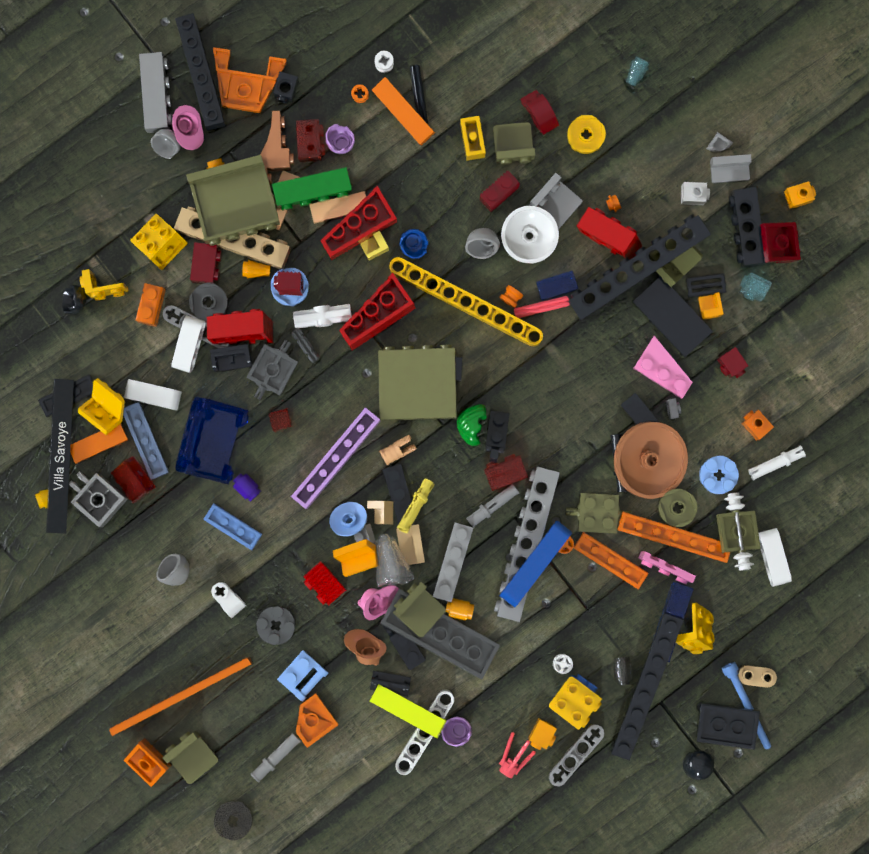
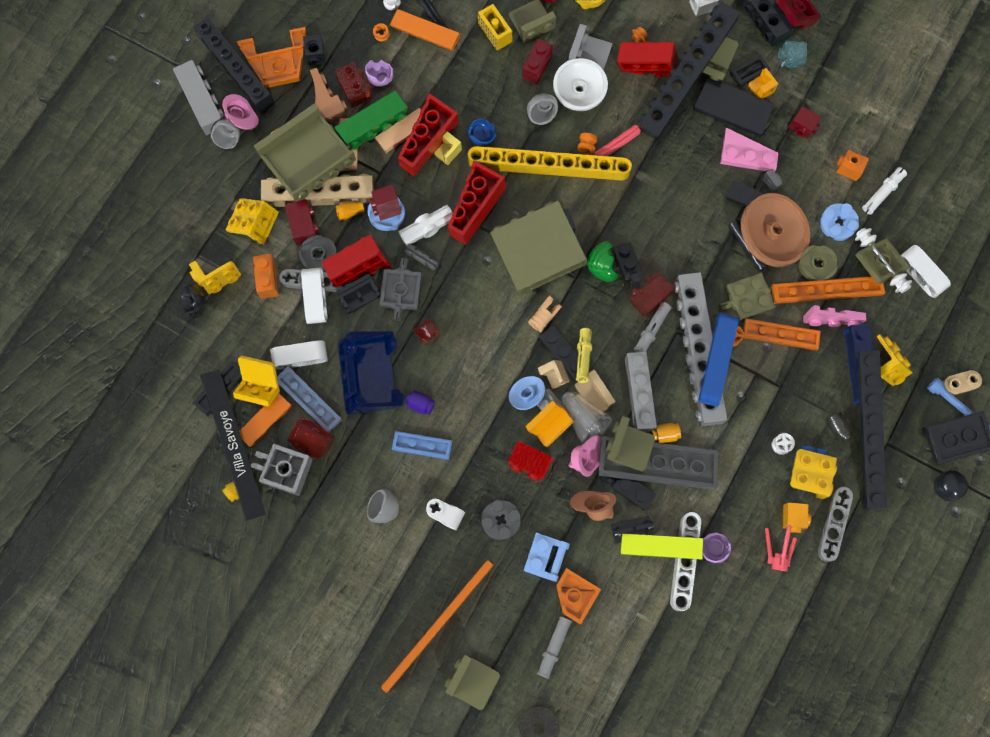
camera: 20 degrees left, 10 degrees down
(147, 762) = (431, 706): orange slope -> none
(336, 458) = (492, 342): lavender brick -> none
(556, 285) = (622, 119): clear blue plate -> none

